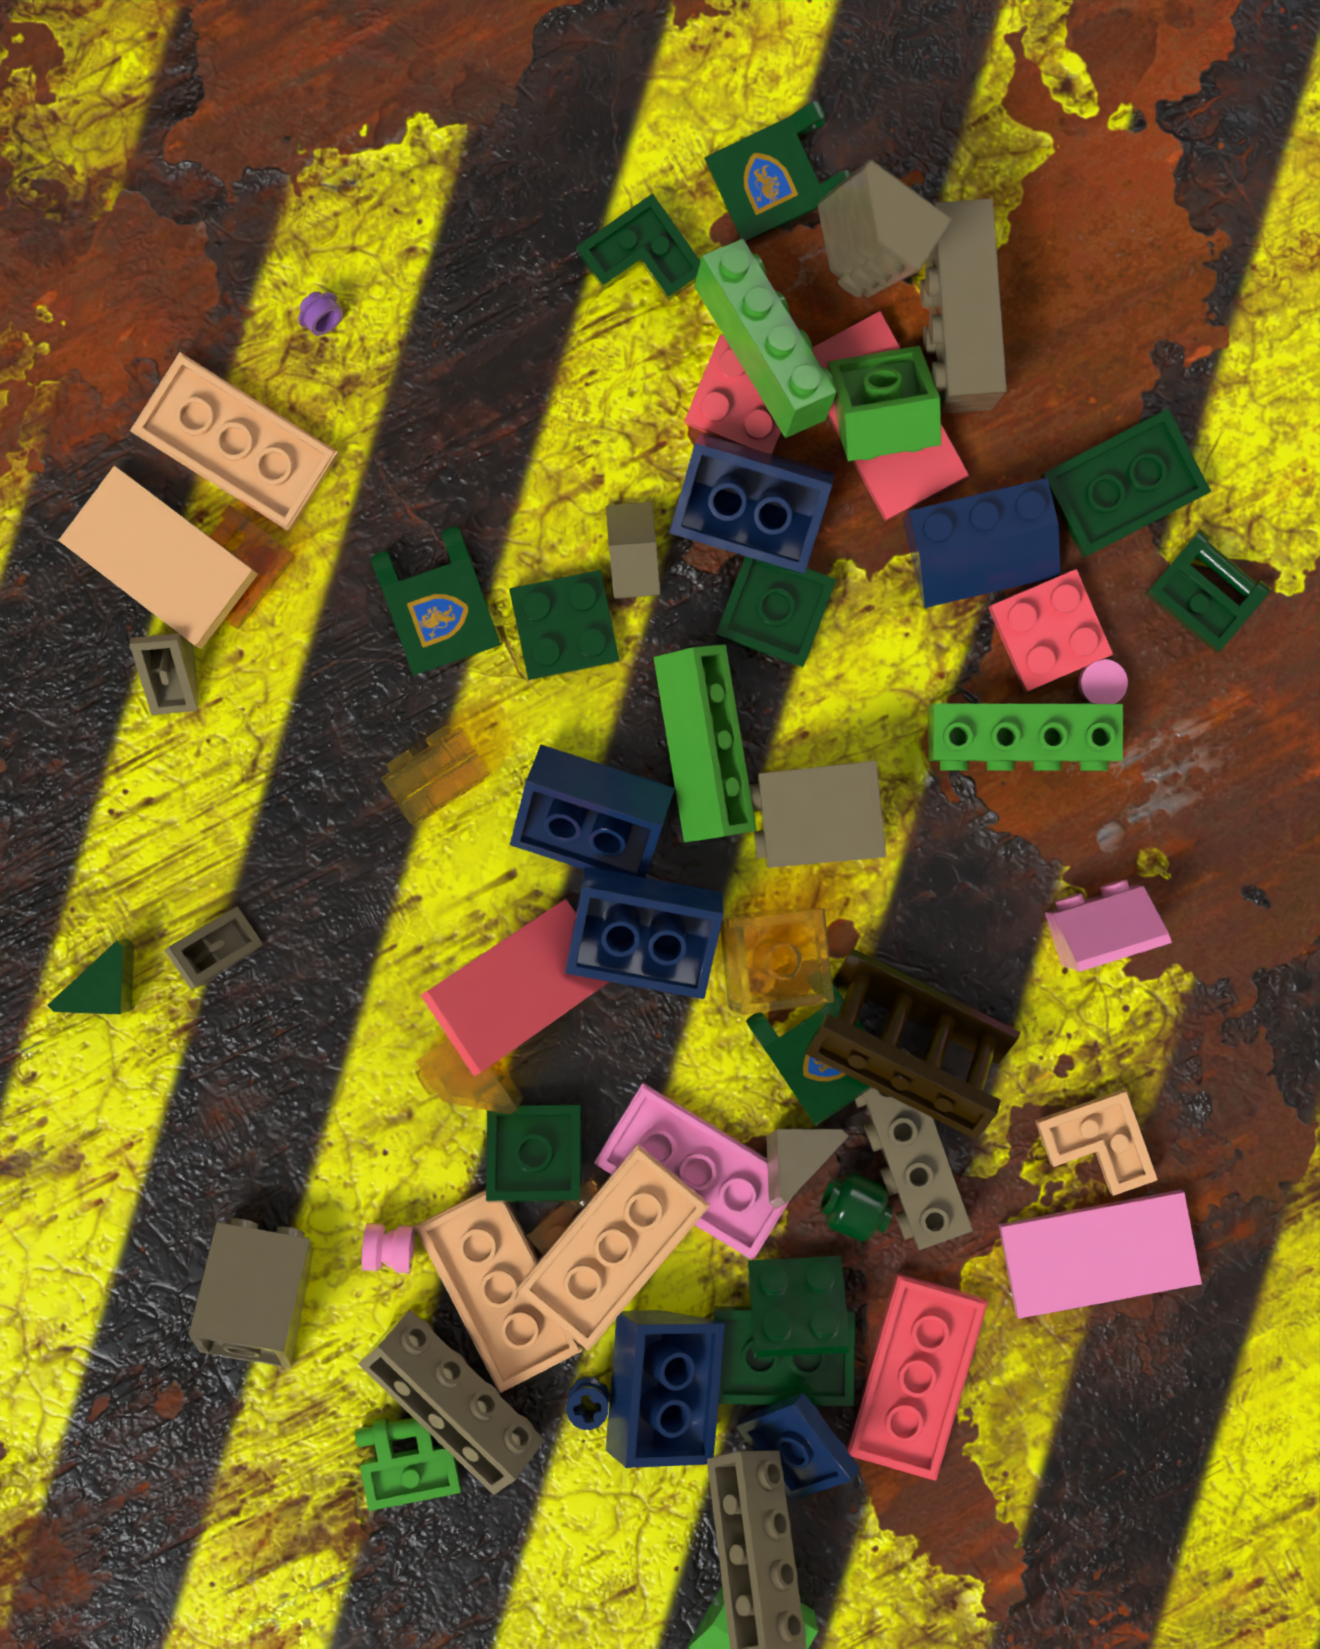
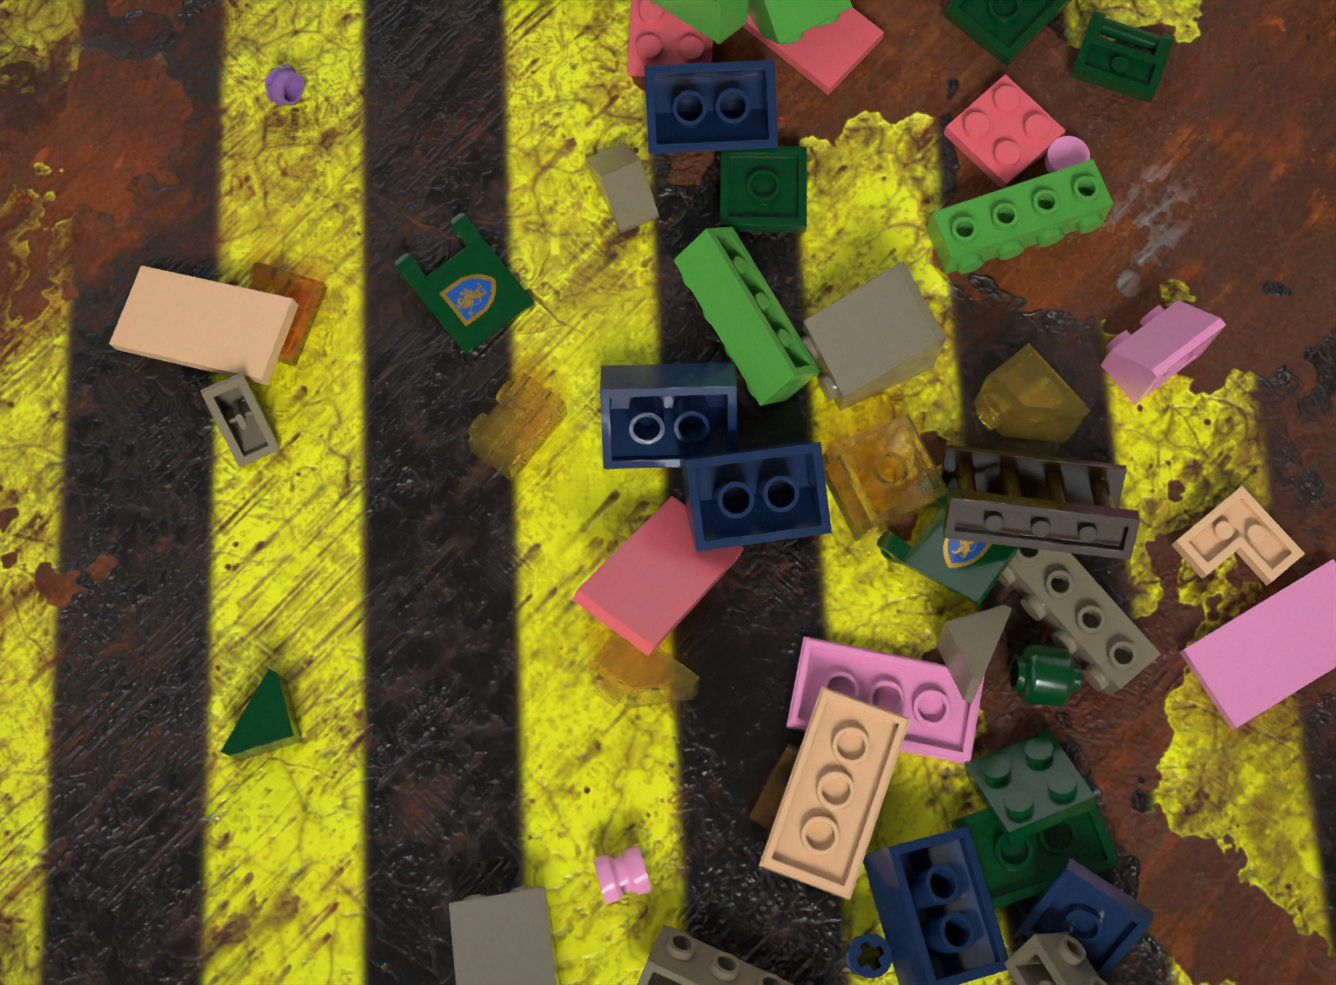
camera: 20 degrees left, 15 degrees down
(214, 948) = (363, 649): dark tan slope -> none
(235, 442) = (243, 214): light nougat tile -> none
(481, 1263) = (716, 861): light nougat tile -> none
(534, 1154) = (728, 733): dark green plate -> none
(564, 625) = (585, 267): dark green plate -> none
(916, 1376) = (1166, 819): coral tile -> none
(949, 933) = (1029, 400): none -> clear yellow slope
(984, 543) = (918, 77): dark blue slope -> none

